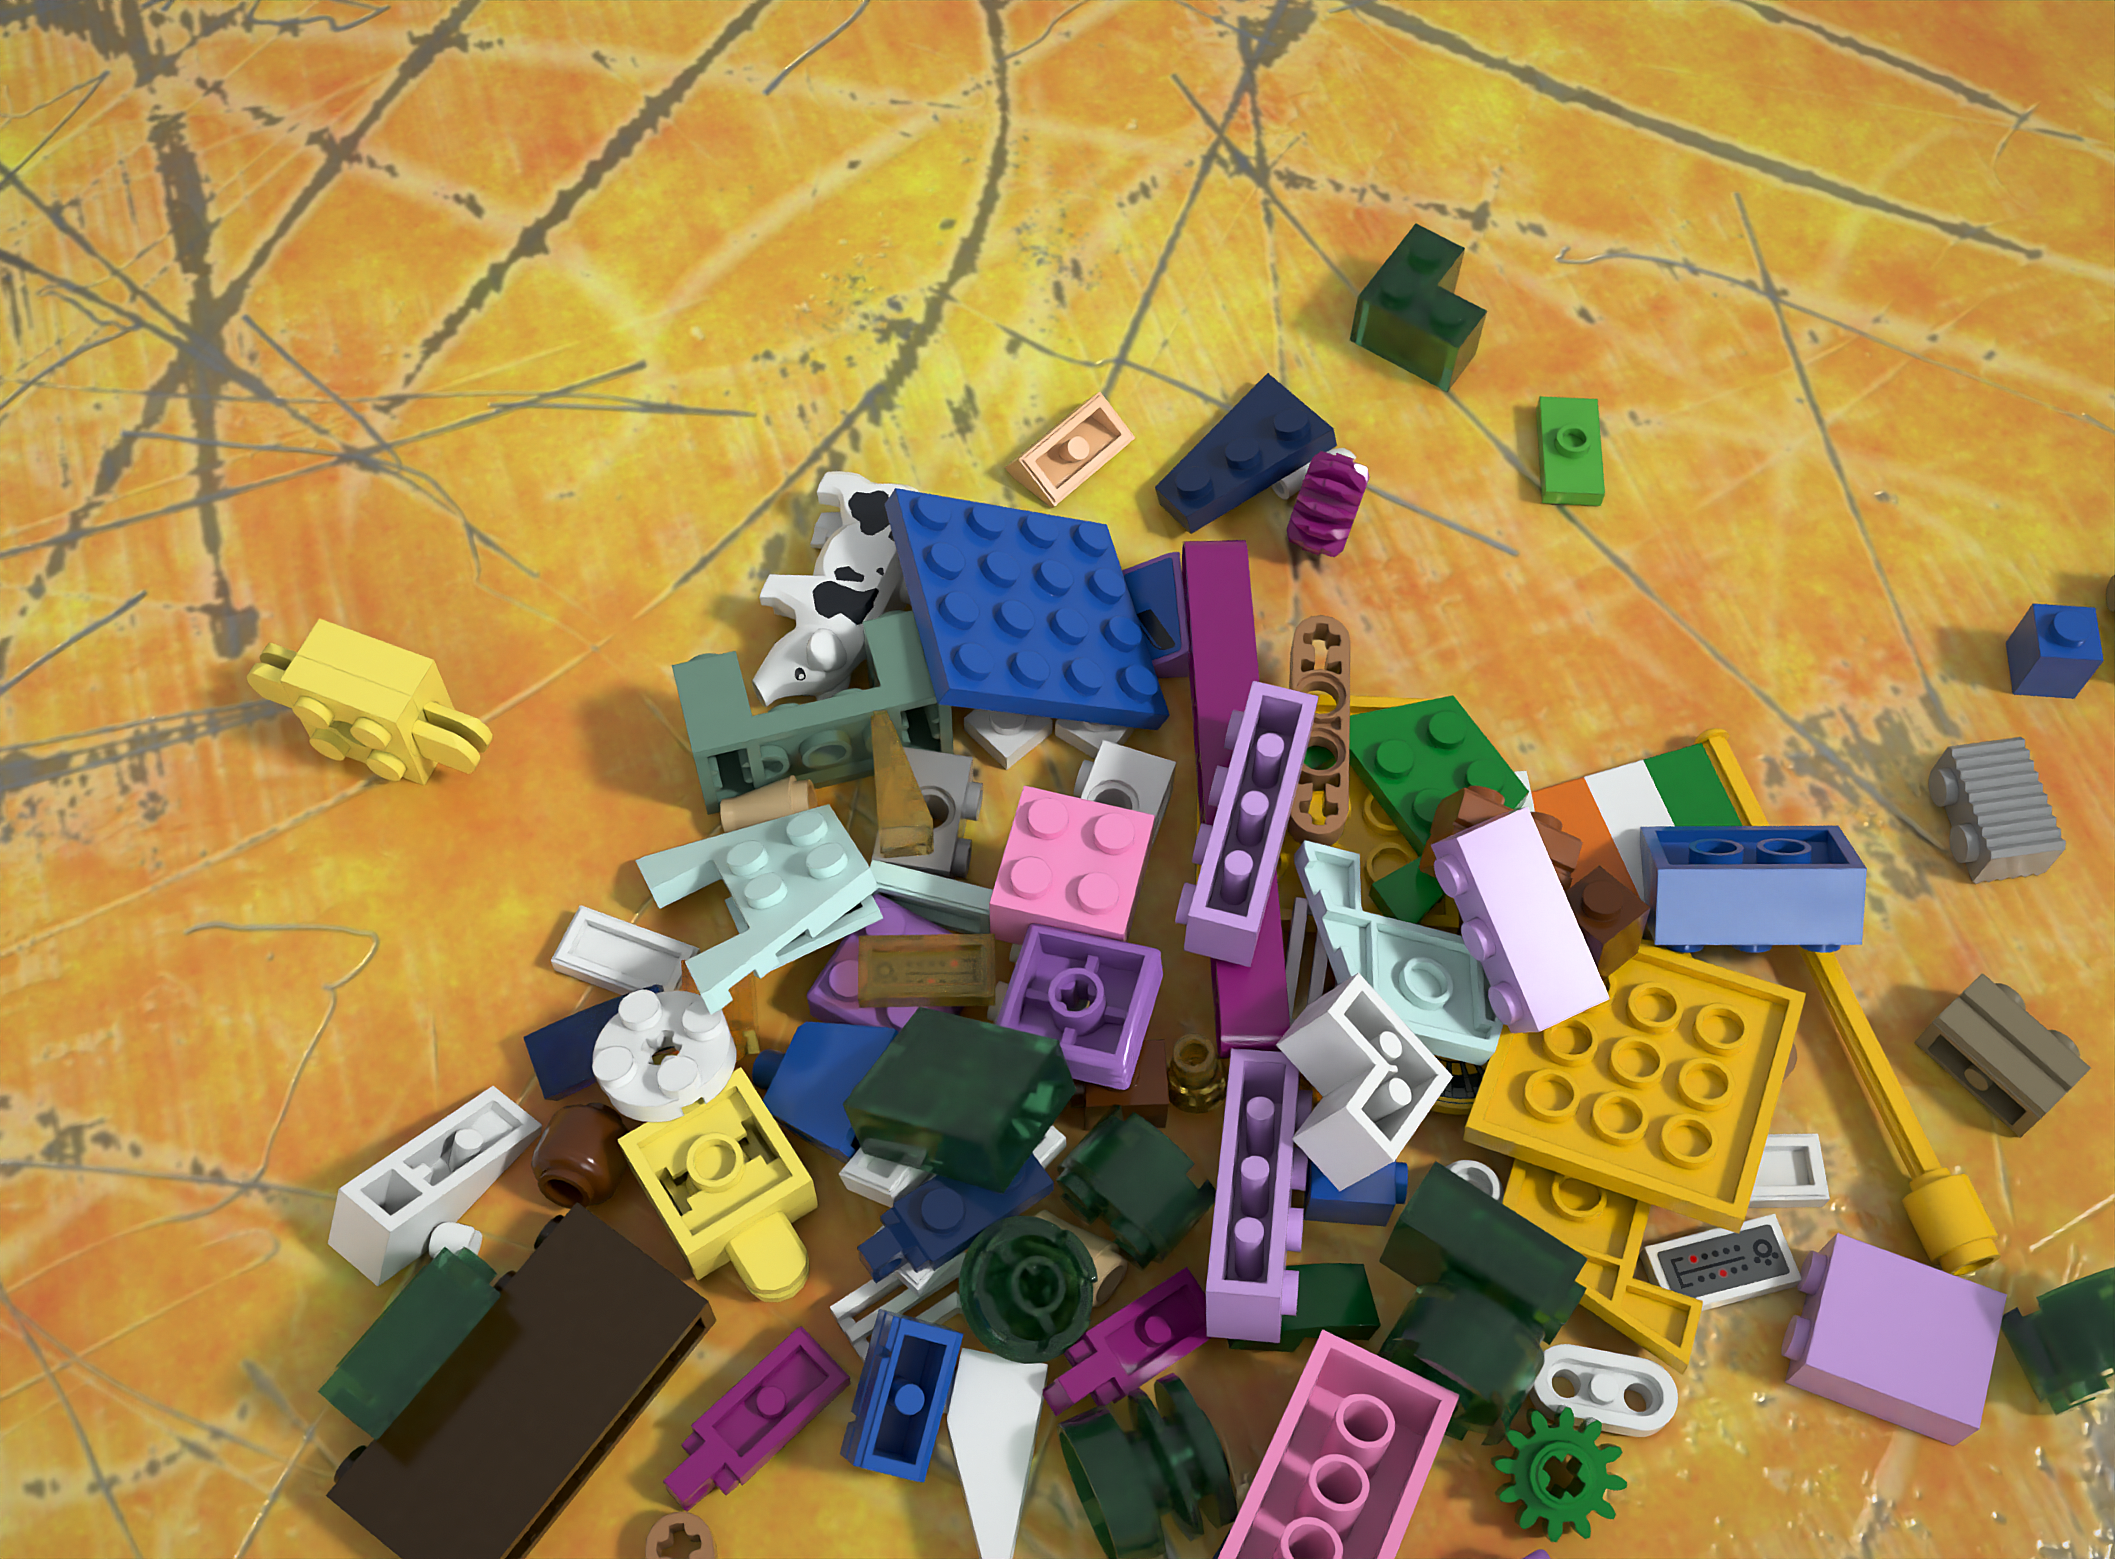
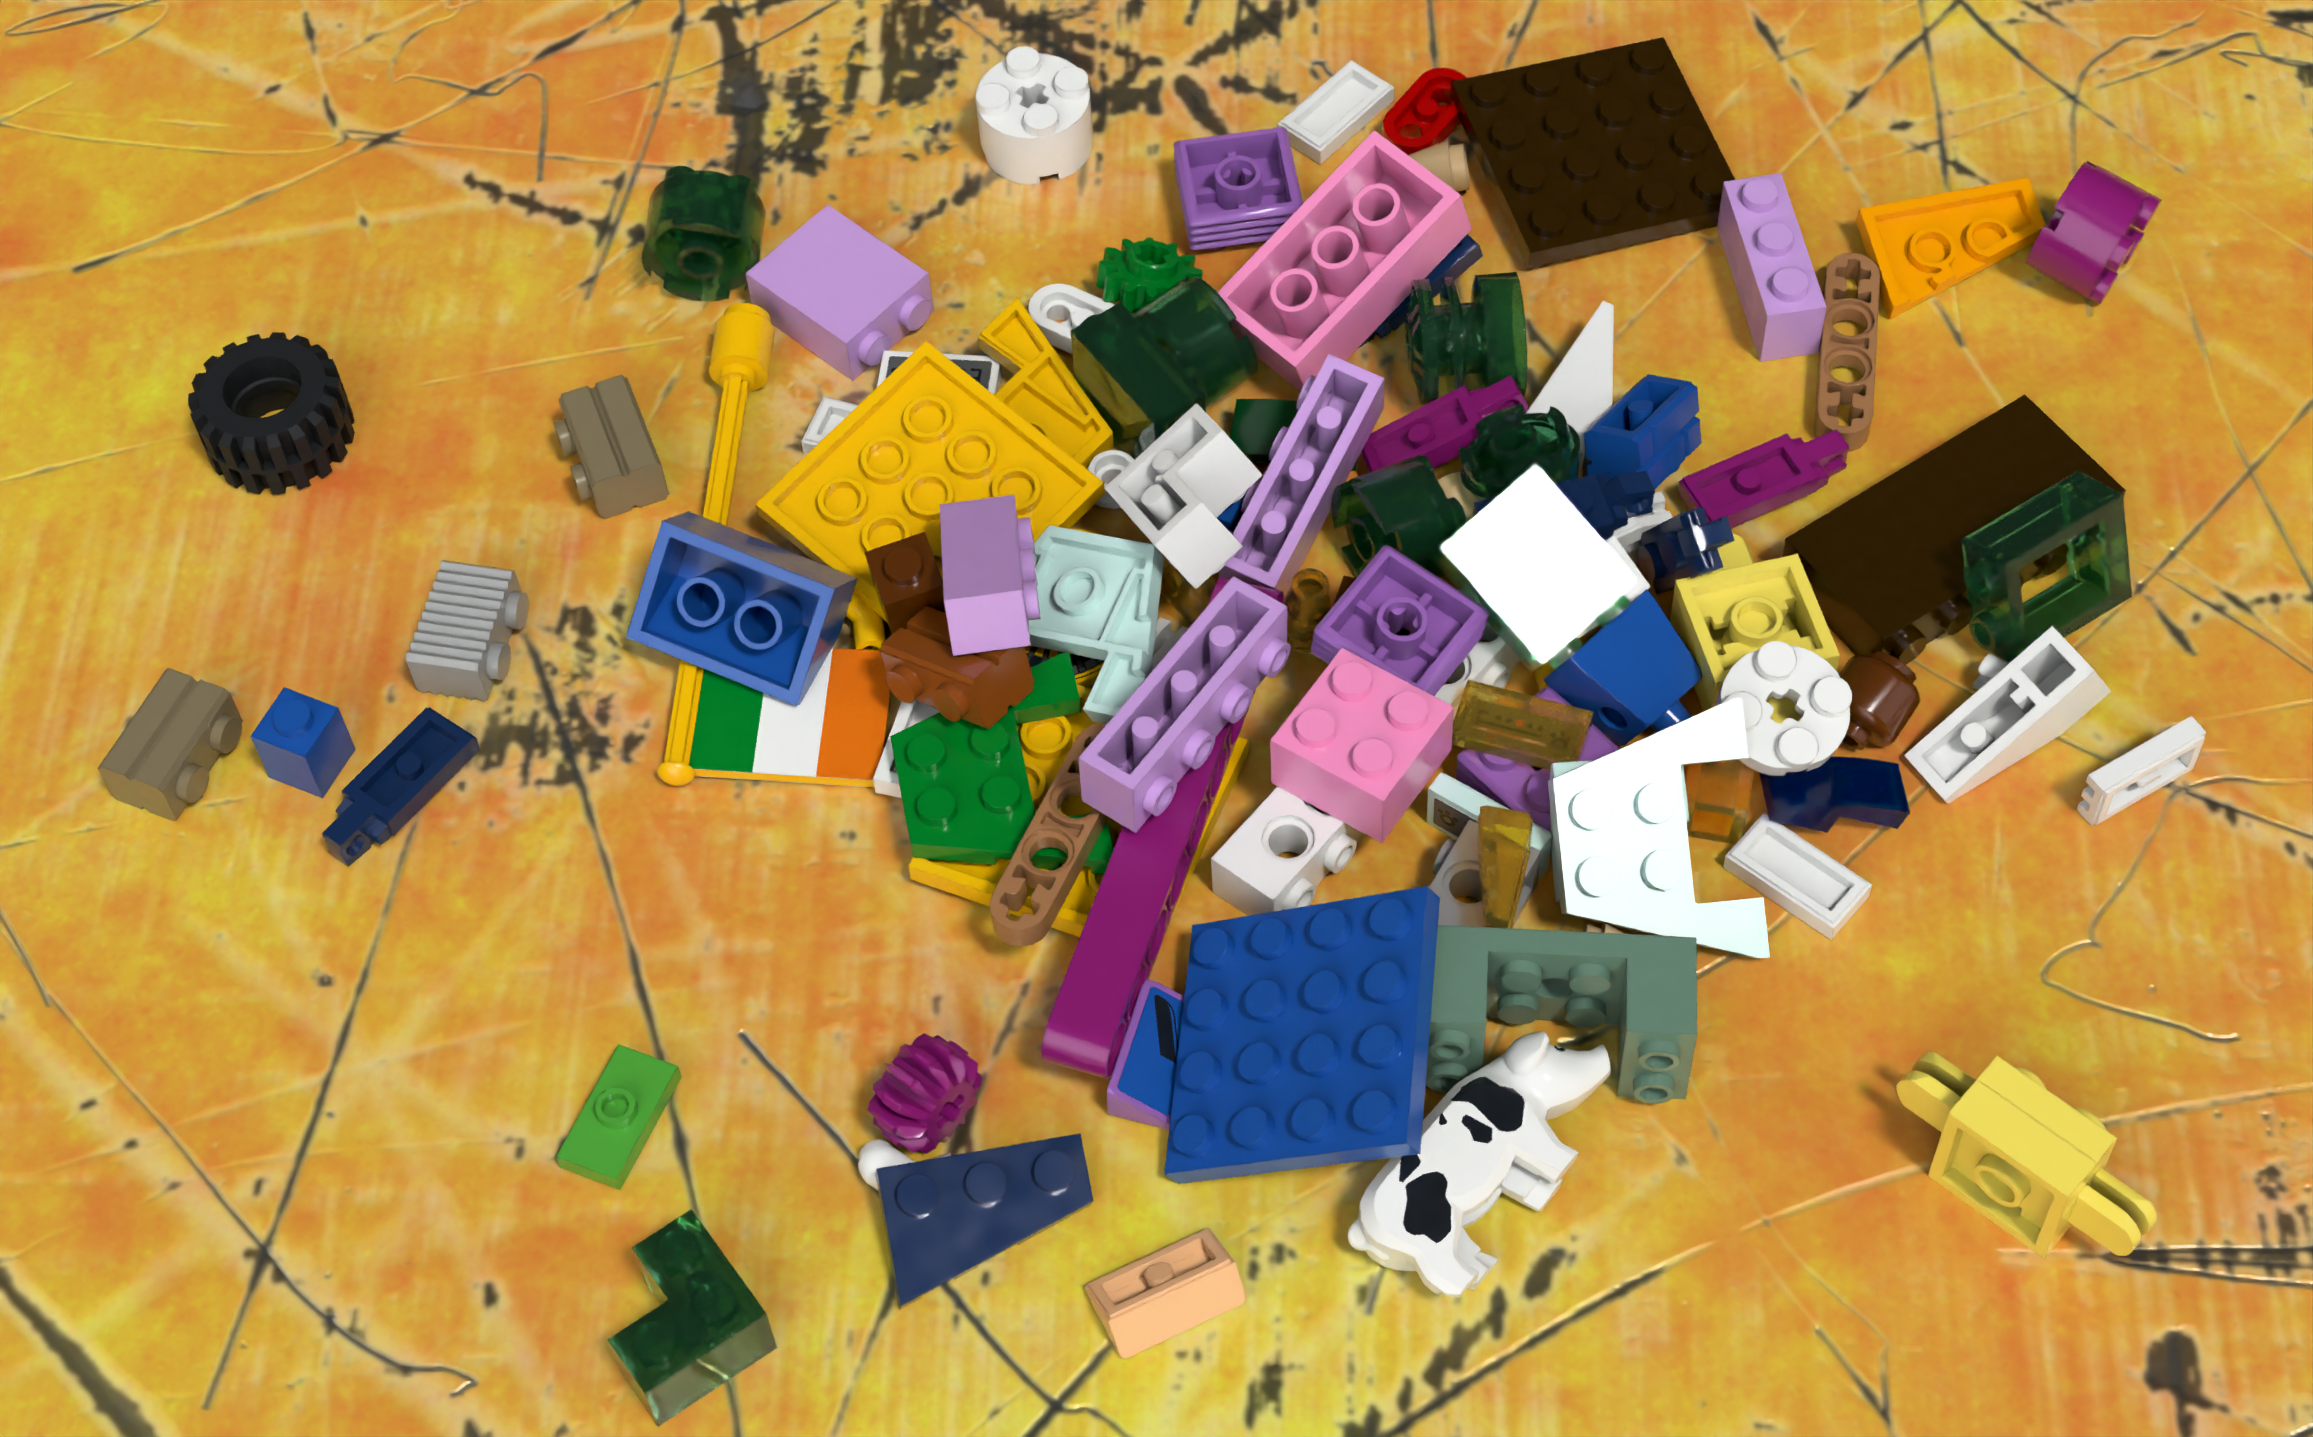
camera: 155 degrees left, 5 degrees down
(288, 1159) = (2141, 771): none -> white tile
(810, 1214) = (1682, 548): none -> dark blue hinge
(1945, 656) = (398, 784): none -> dark blue hinge

